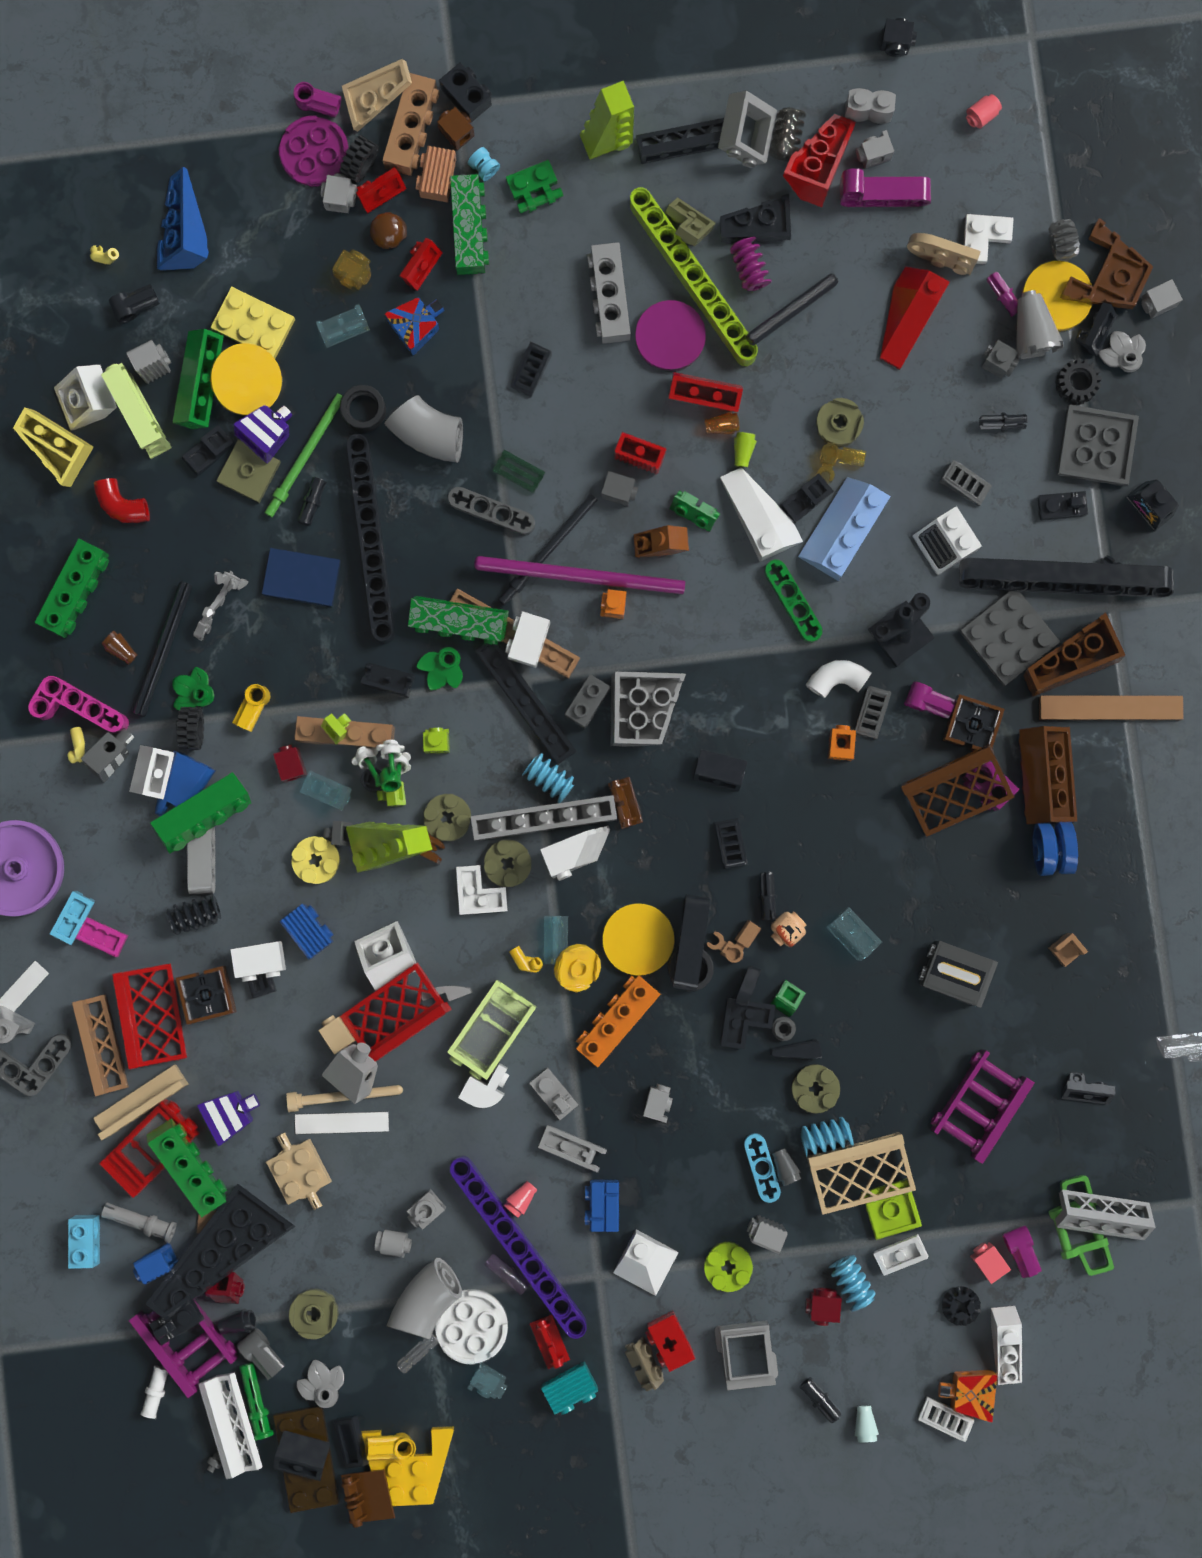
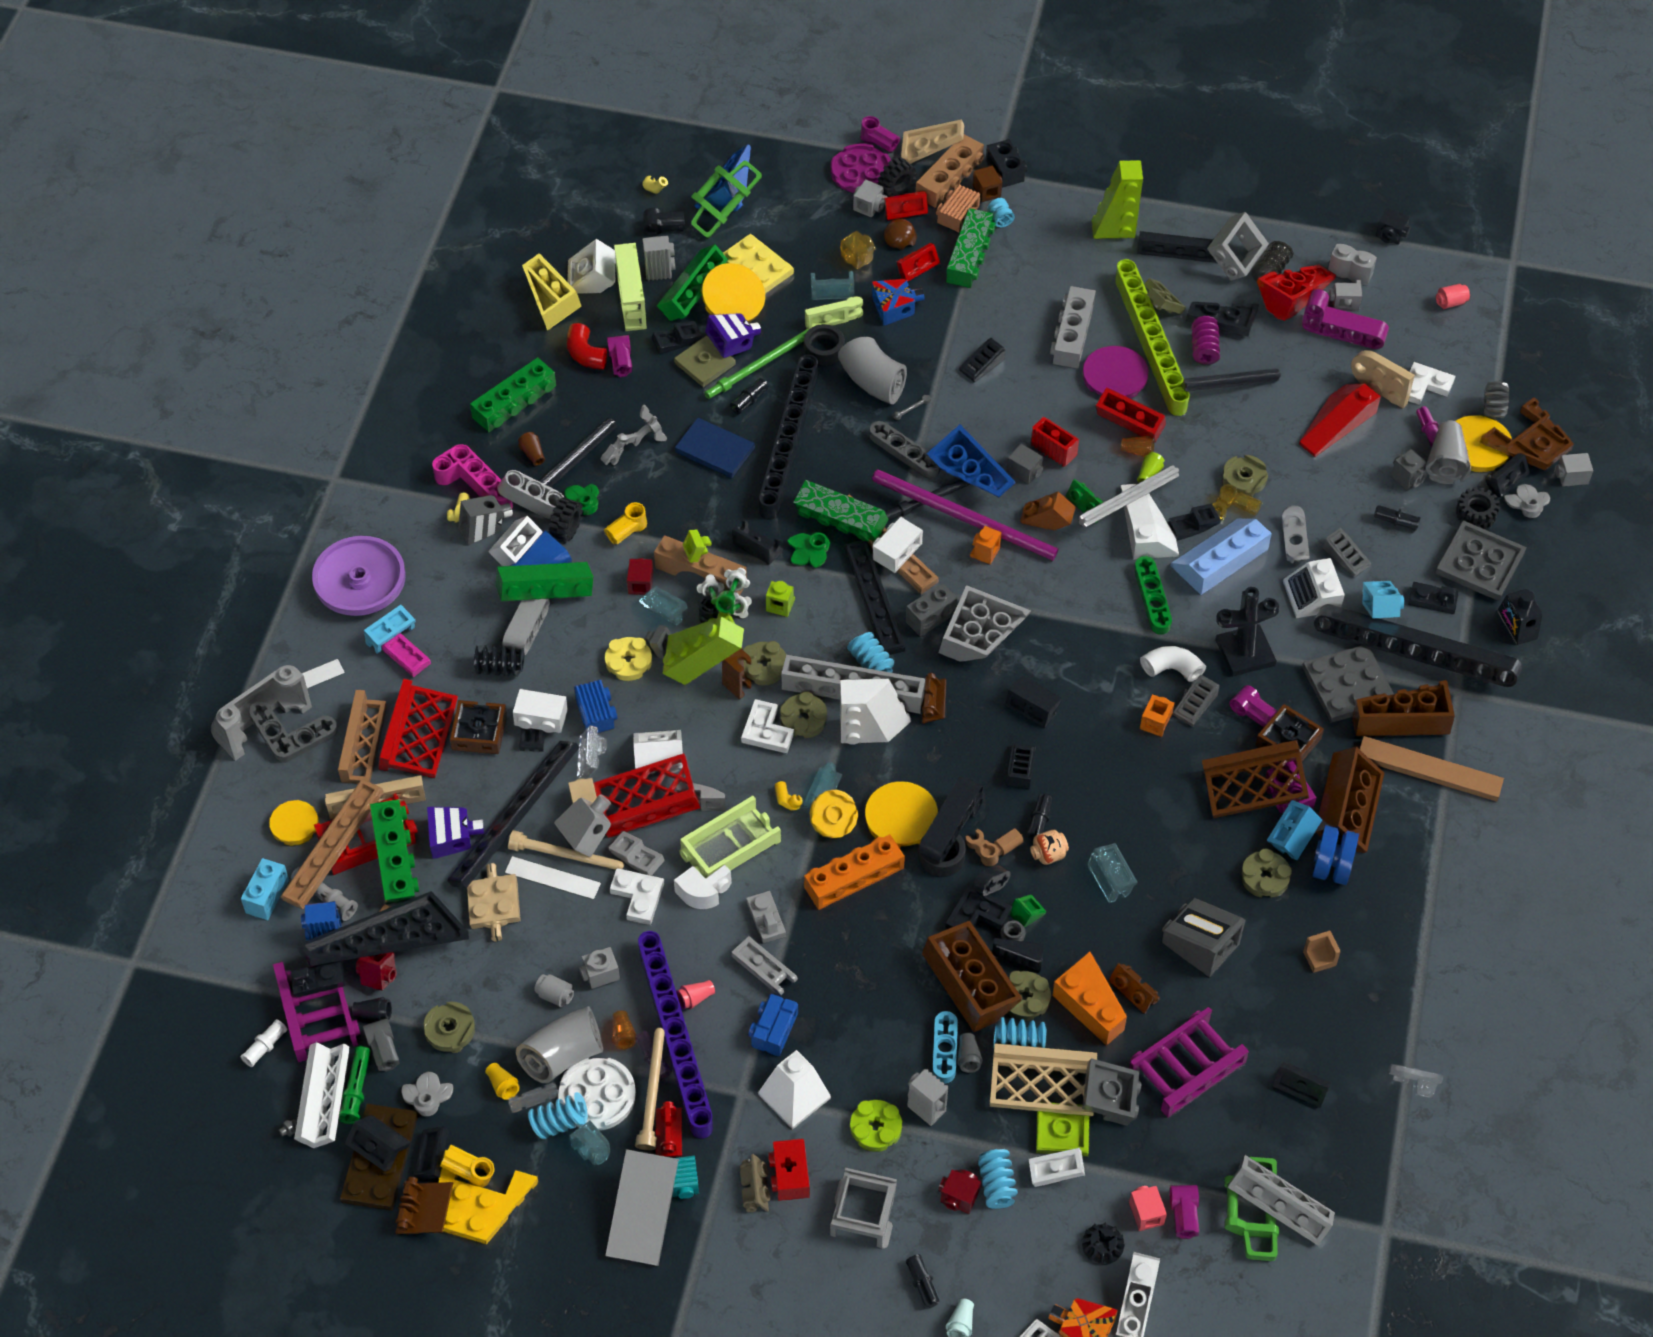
camera: 20 degrees right, 30 degrees down
(77, 1157) = (293, 822): none -> yellow tile
(127, 1180) = (331, 844): none -> medium nougat tile
(133, 716) = (521, 492): none -> light grey beam
(157, 492) = (620, 352): none -> magenta piece
(183, 234) = (742, 192): none -> bright green bar
(279, 1074) = (513, 814): none -> black tile
(319, 973) = (590, 746): none -> clear hinge
(358, 363) = (834, 313): none -> yellowish green hinge
(383, 1349) = (502, 1081): none -> yellow cone
(409, 1072) = (635, 854): none -> light grey slope
(431, 1107) = (643, 890): none -> white plate
(449, 1372) = (559, 1118): none -> medium azure piece
(470, 1260) = (623, 1032): none -> clear orange cone
(490, 437) = (925, 399): none -> dark grey hinge
(501, 461) = (939, 421): clear green tile -> none
(532, 180) = (1037, 241): green plate -> none
(534, 1358) = (646, 1139): none -> tan piece
(558, 1431) = (642, 1207): none -> light grey tile
(563, 511) = (967, 459): none -> blue wedge
(657, 1103) = (863, 954): light grey brick -> none
(735, 496) = (1128, 496): none -> light grey axle
(764, 1094) = (971, 975): none -> reddish brown slope
(875, 1074) = (1091, 999): none -> orange wedge
(905, 467) = (1295, 525): none -> light grey piece
(920, 1051) = (1129, 984): none -> reddish brown hinge
(926, 1166) = (1111, 1091): none -> dark grey plate
(980, 885) = (1266, 861): none -> olive plate
(1008, 831) = (1294, 829): none -> dark azure hinge
(1018, 535) = (1382, 599): none -> medium azure brick

